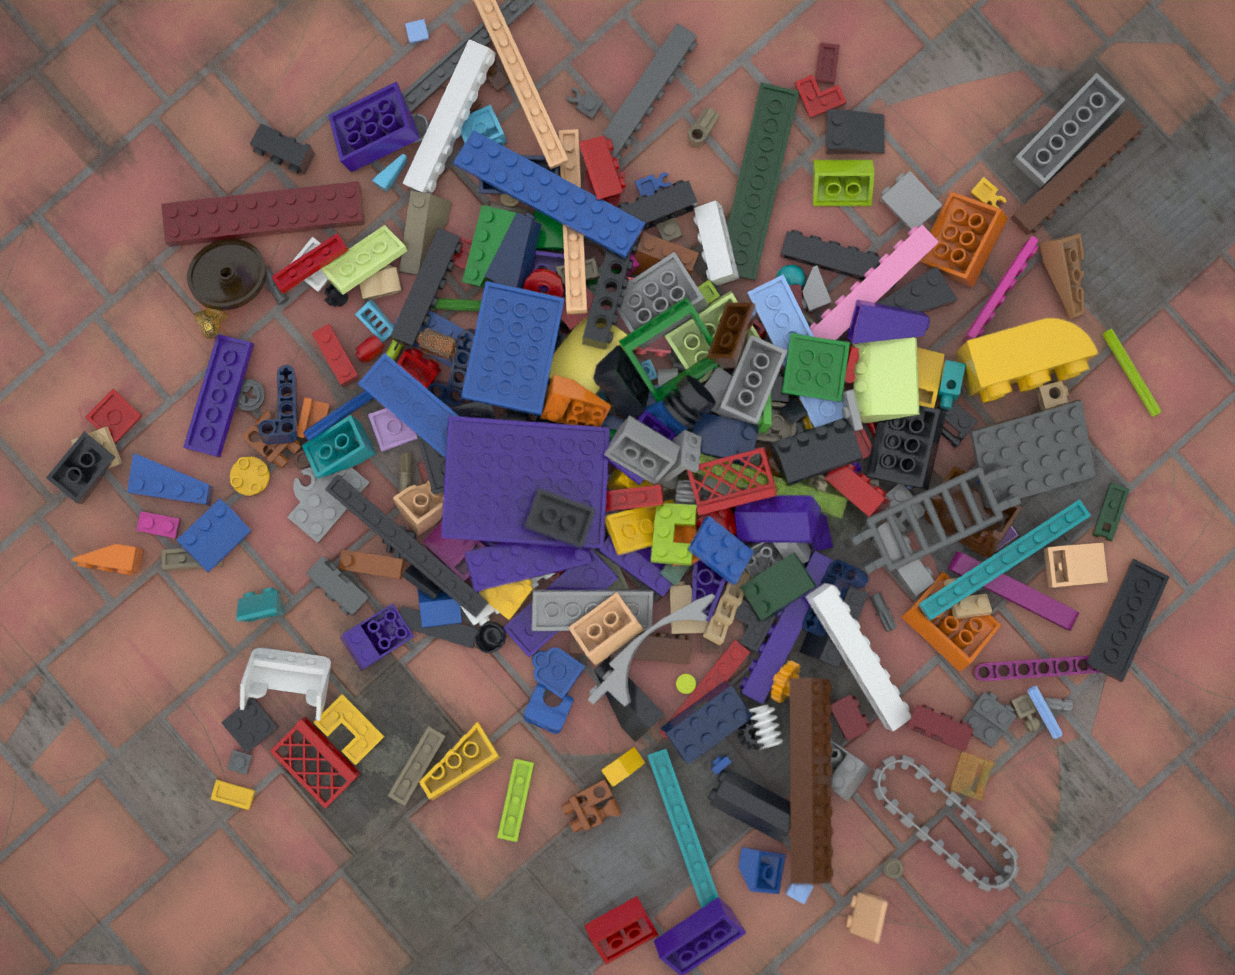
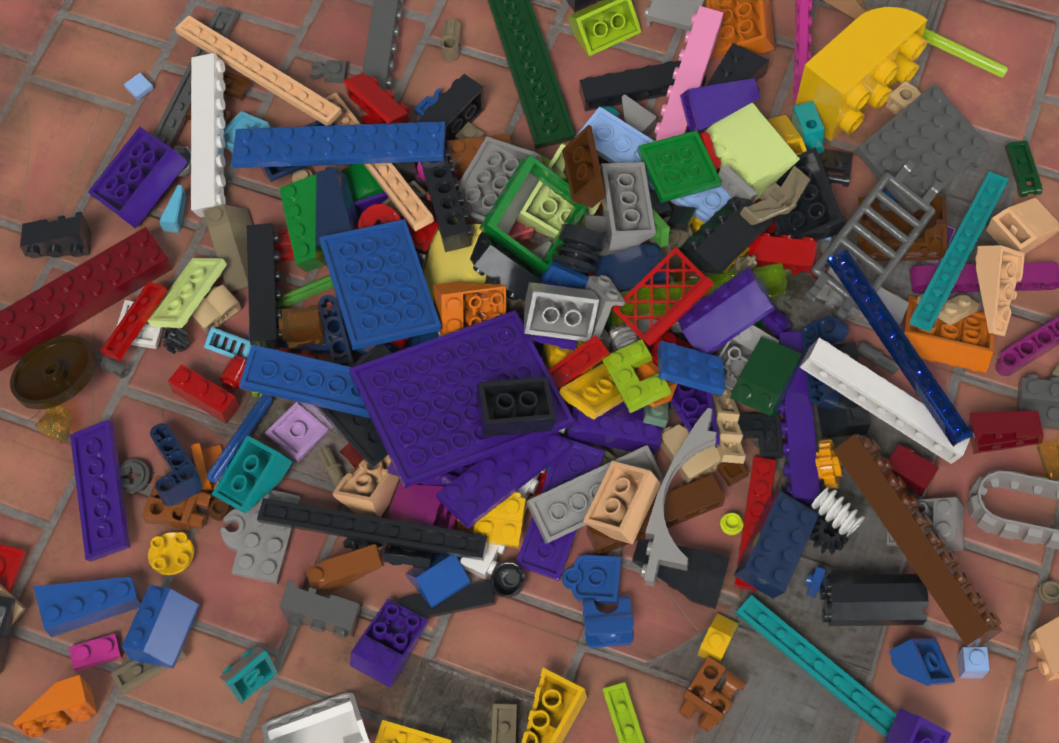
camera: 25 degrees left, 20 degrees down
(716, 243) = (520, 119): white brick -> none
(878, 442) = (777, 199): none -> dark tan plate
(895, 621) = (900, 348): none -> clear blue plate
(1017, 600) = (997, 274): none -> light nougat wedge

